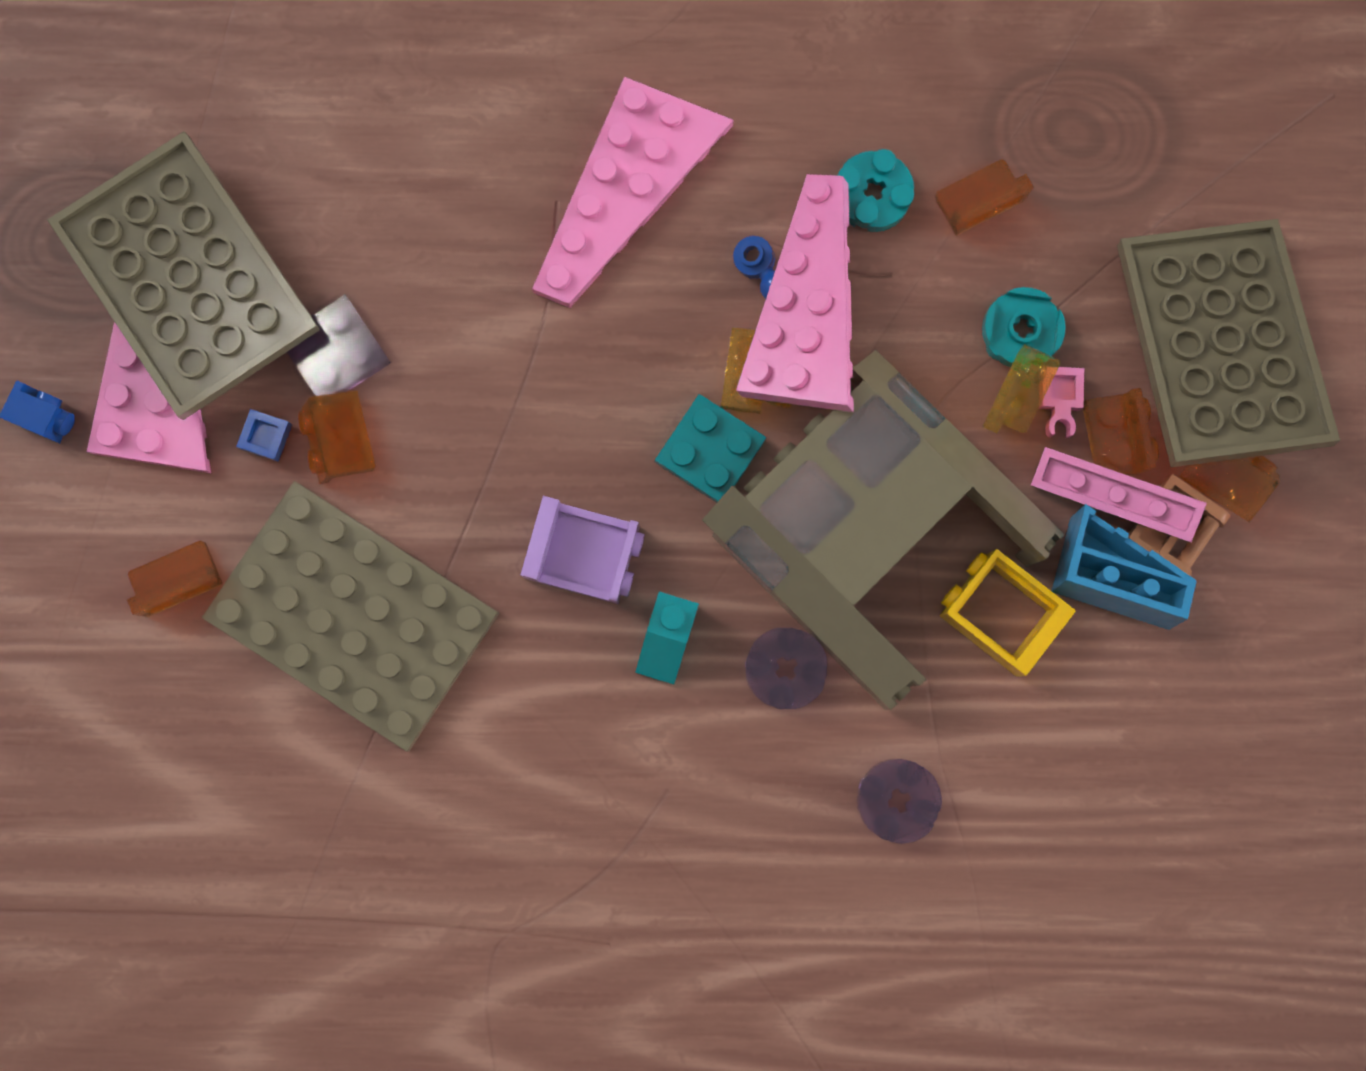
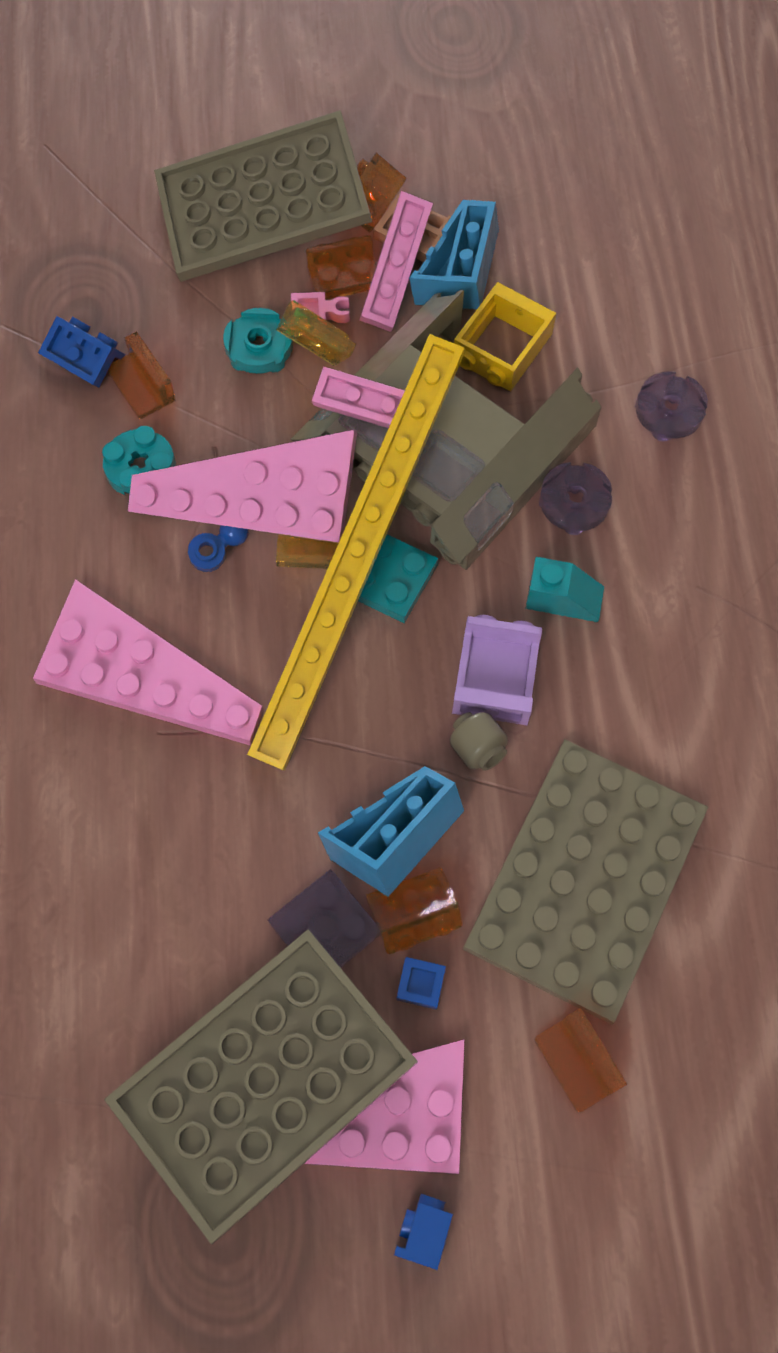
camera: 95 degrees left, 15 degrees down
(409, 421) = (396, 831): none -> dark azure wedge
(502, 520) = (479, 740): none -> dark tan head
(724, 409) = (356, 552): none -> yellow plate
(887, 429) = (356, 397): none -> bright pink plate
(1023, 130) = (79, 351): none -> blue bracket

